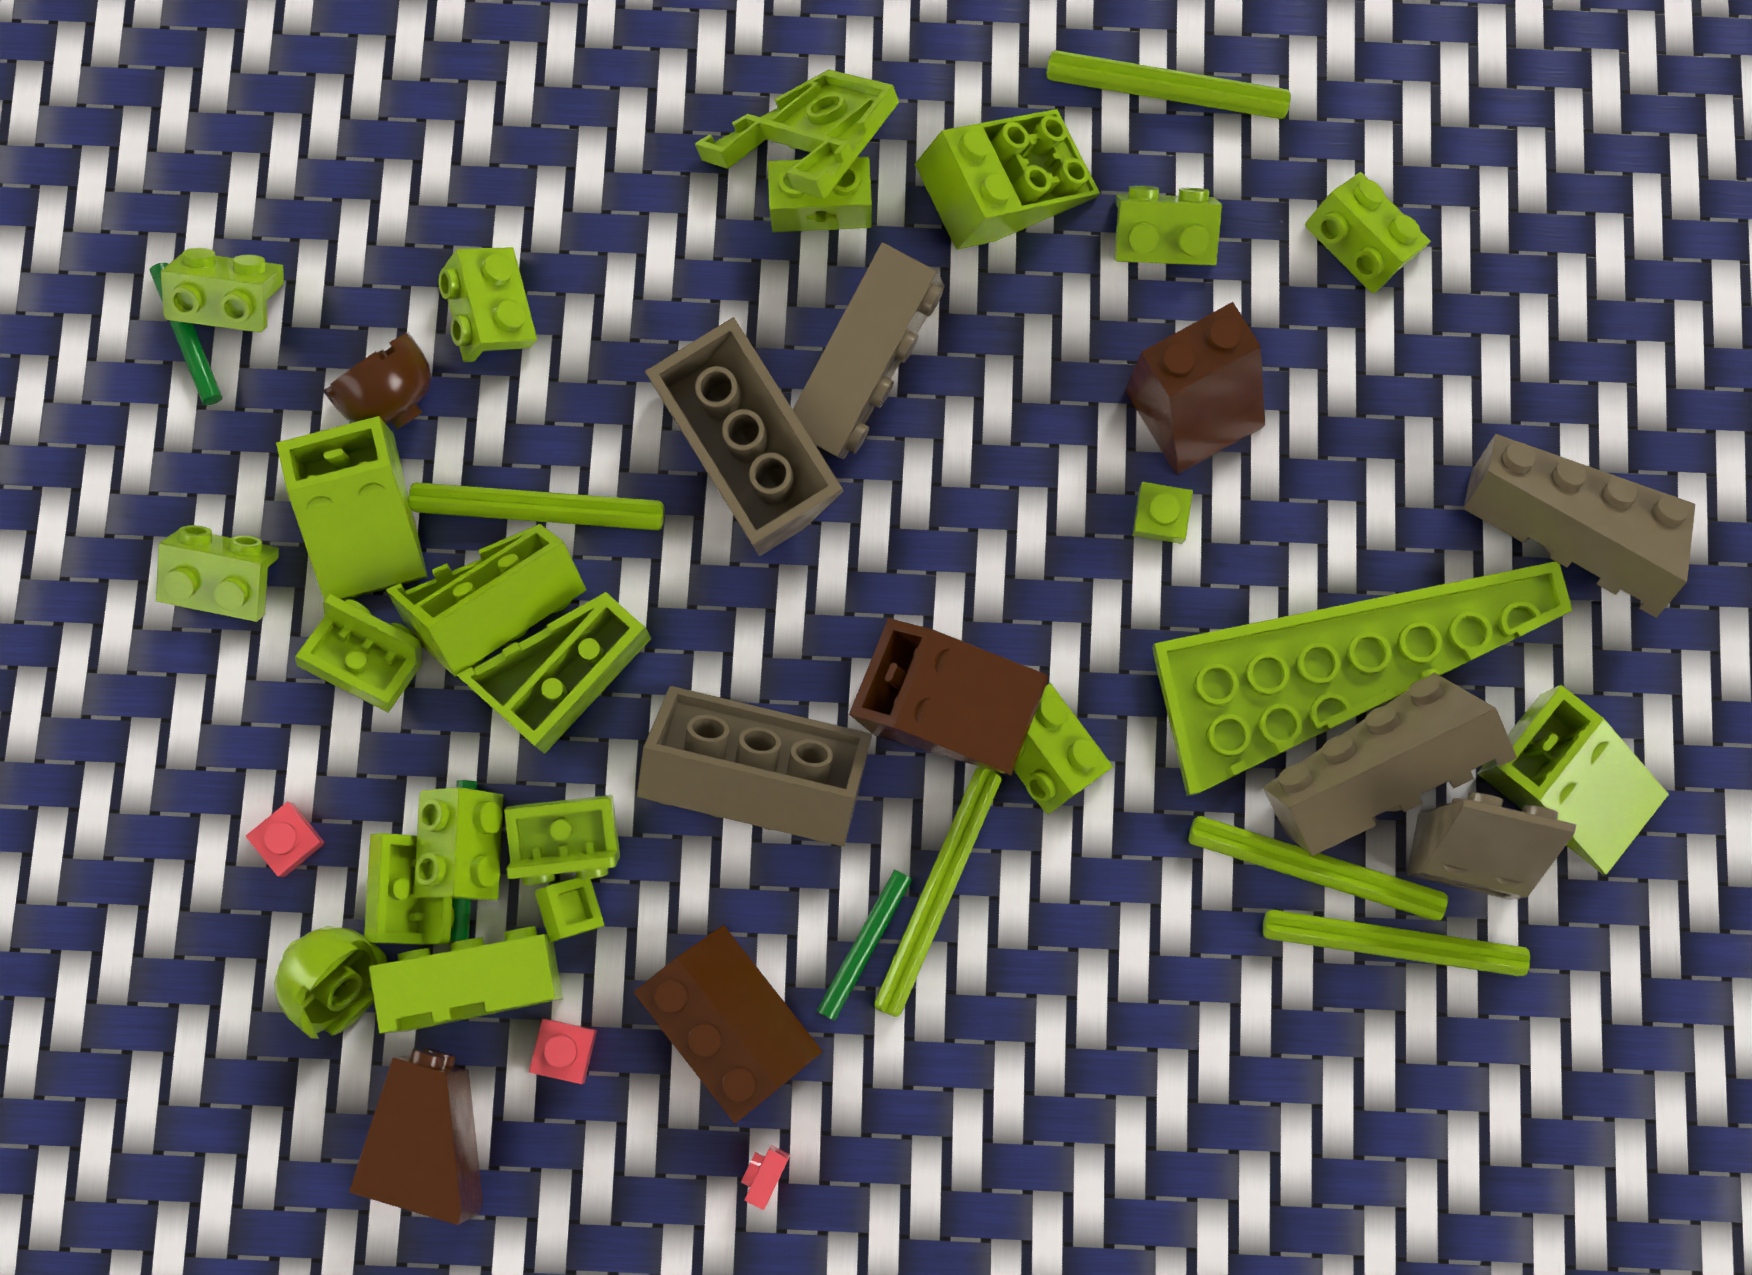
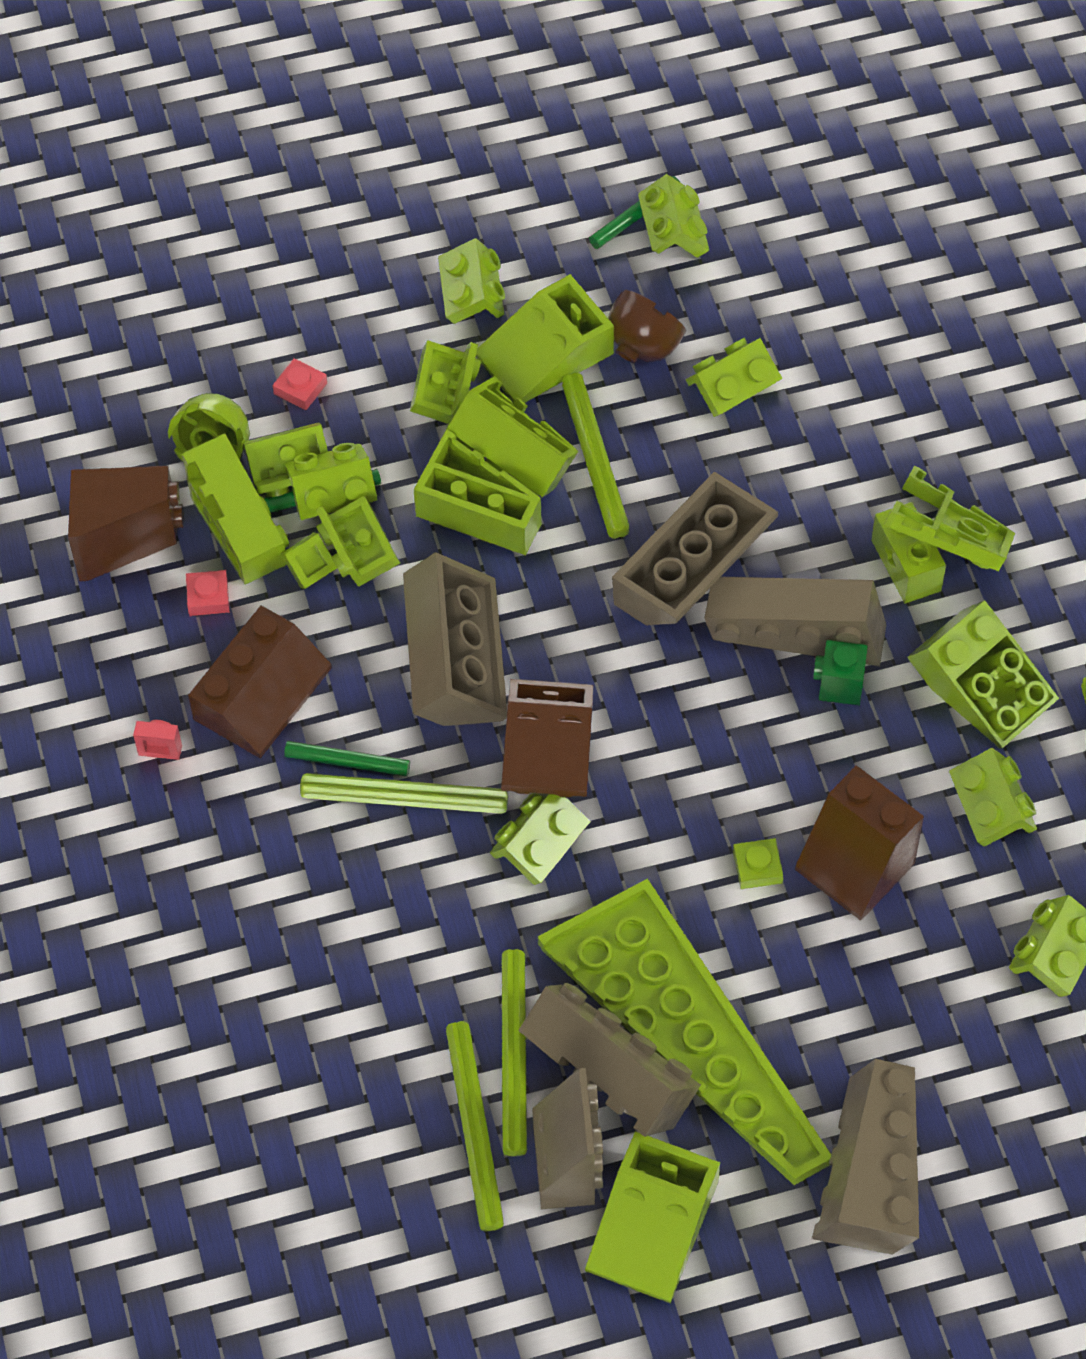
camera: 75 degrees right, 20 degrees down
(956, 327) = (841, 672): none -> green brick

